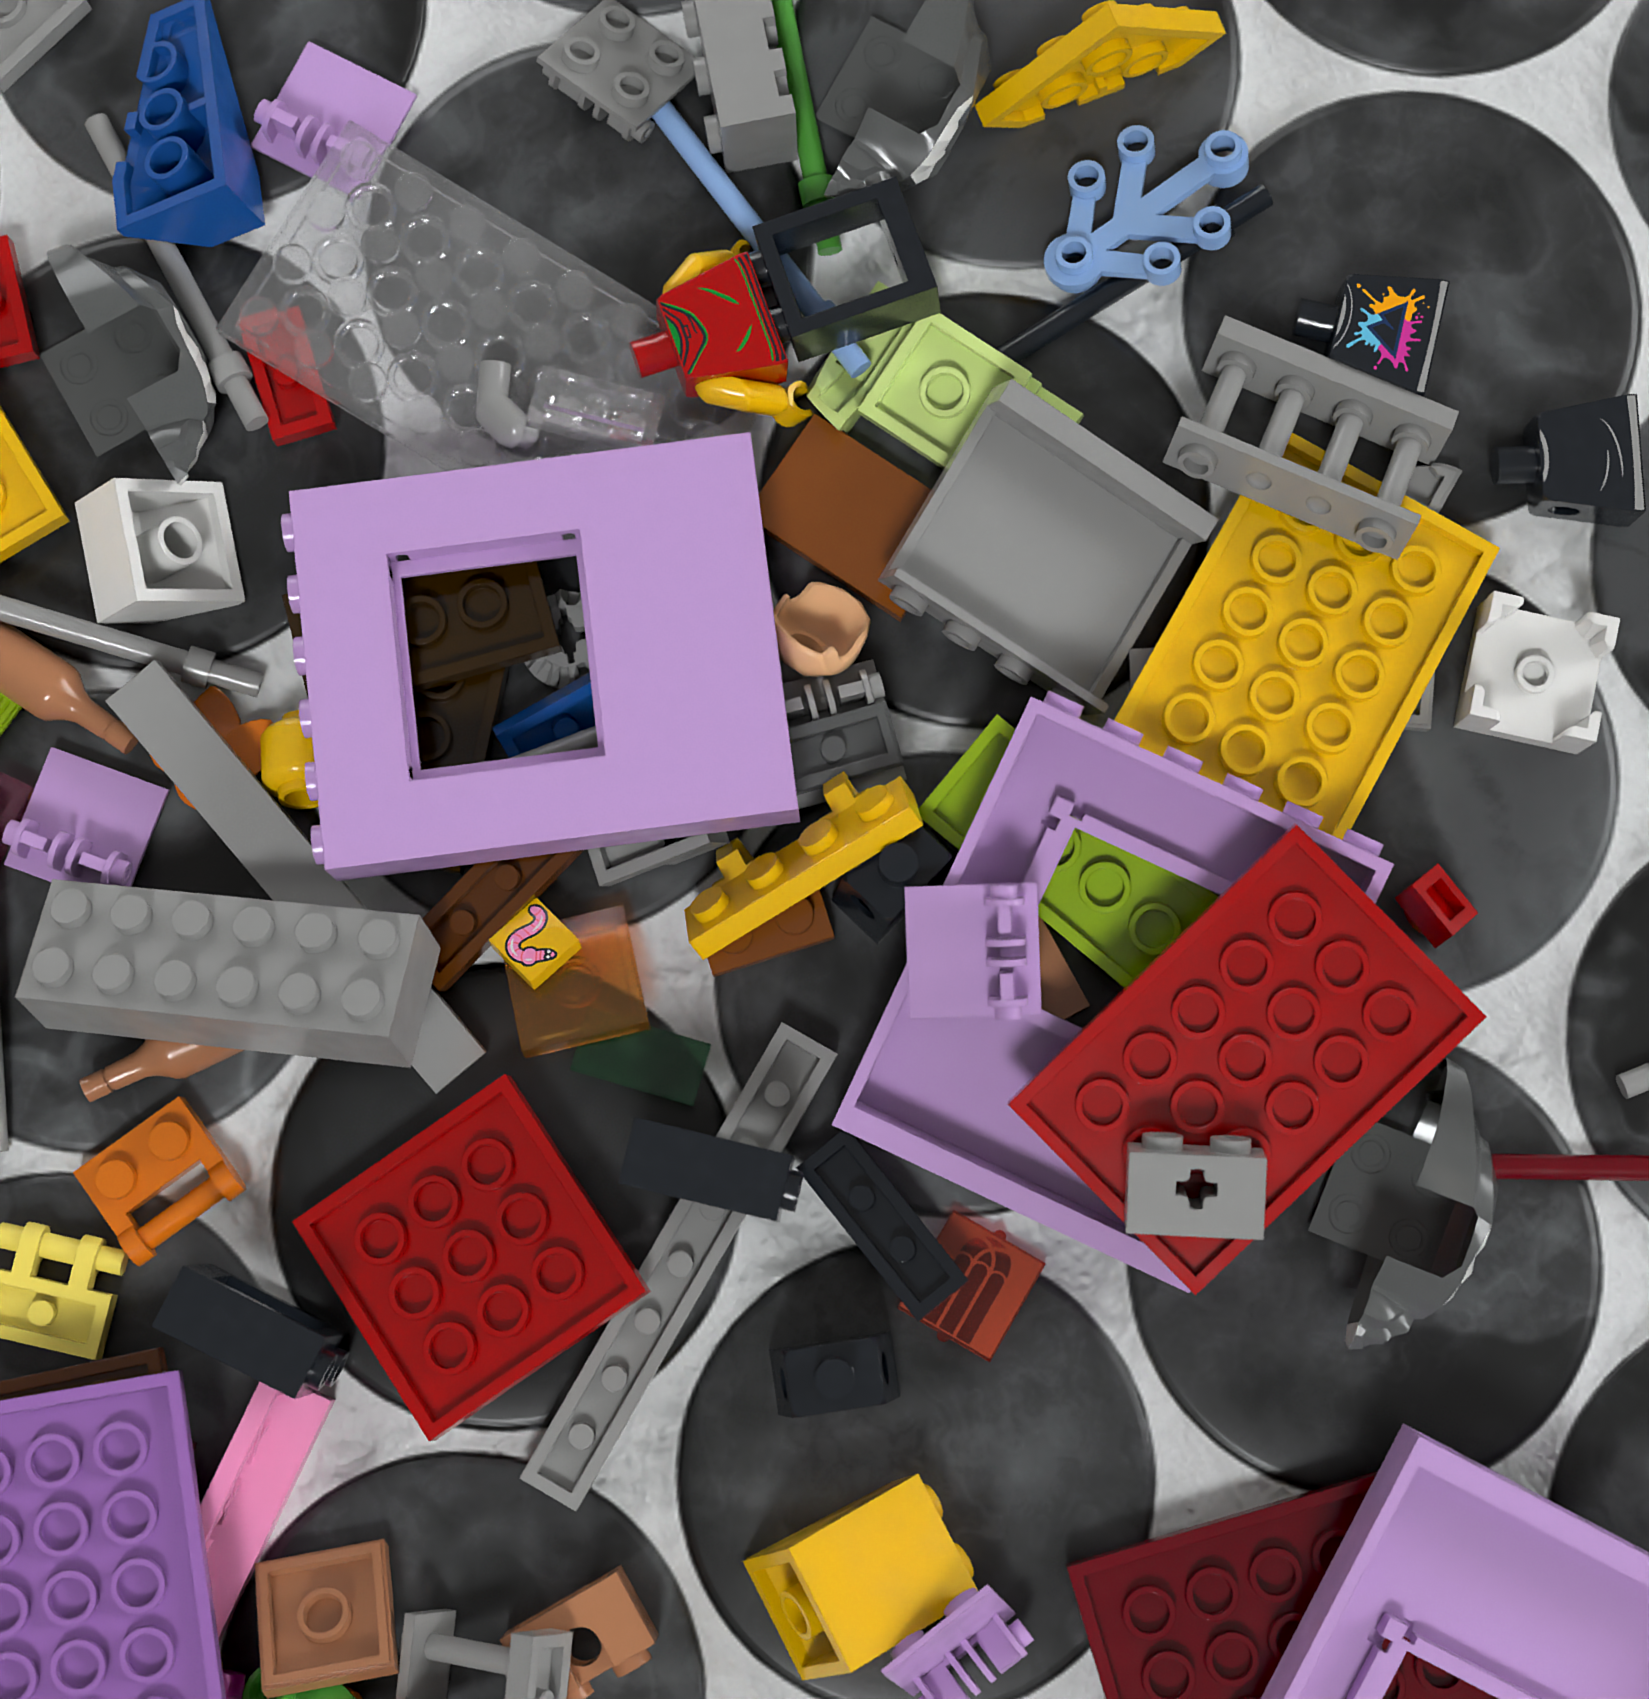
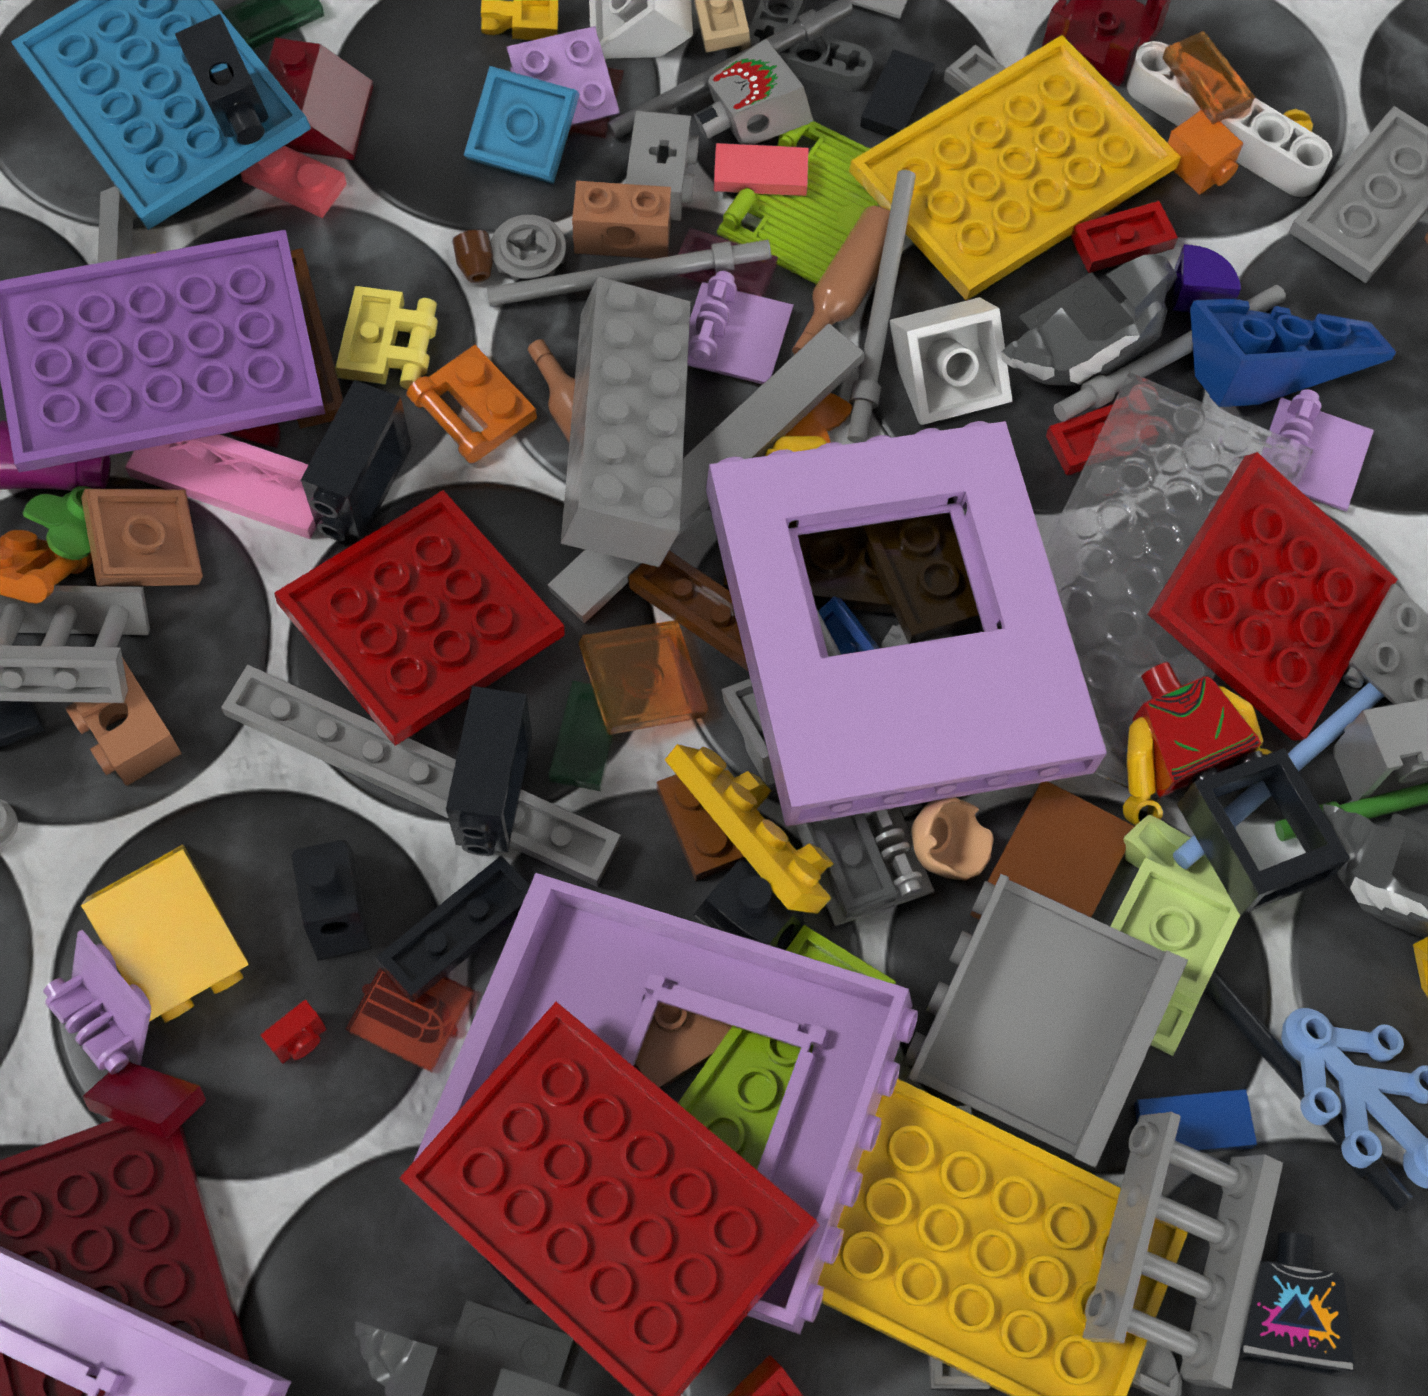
camera: 80 degrees right, 15 degrees down
(75, 212) = (1203, 276): none -> dark purple brick
(497, 411) = (1095, 572): light grey arm -> none
(535, 943) = (670, 641): yellow tile -> none
(544, 203) = (1273, 597): none -> red plate
(594, 410) = (1108, 643): clear plate -> none
(973, 951) = (685, 964): lavender hinge -> none
(999, 1419) = (295, 1033): none -> red plate
(1070, 1596) = (145, 1099): none -> dark red tile
(1160, 395) = (1208, 1119): none -> blue tile
(1225, 1210) = (471, 1131): light grey brick -> none

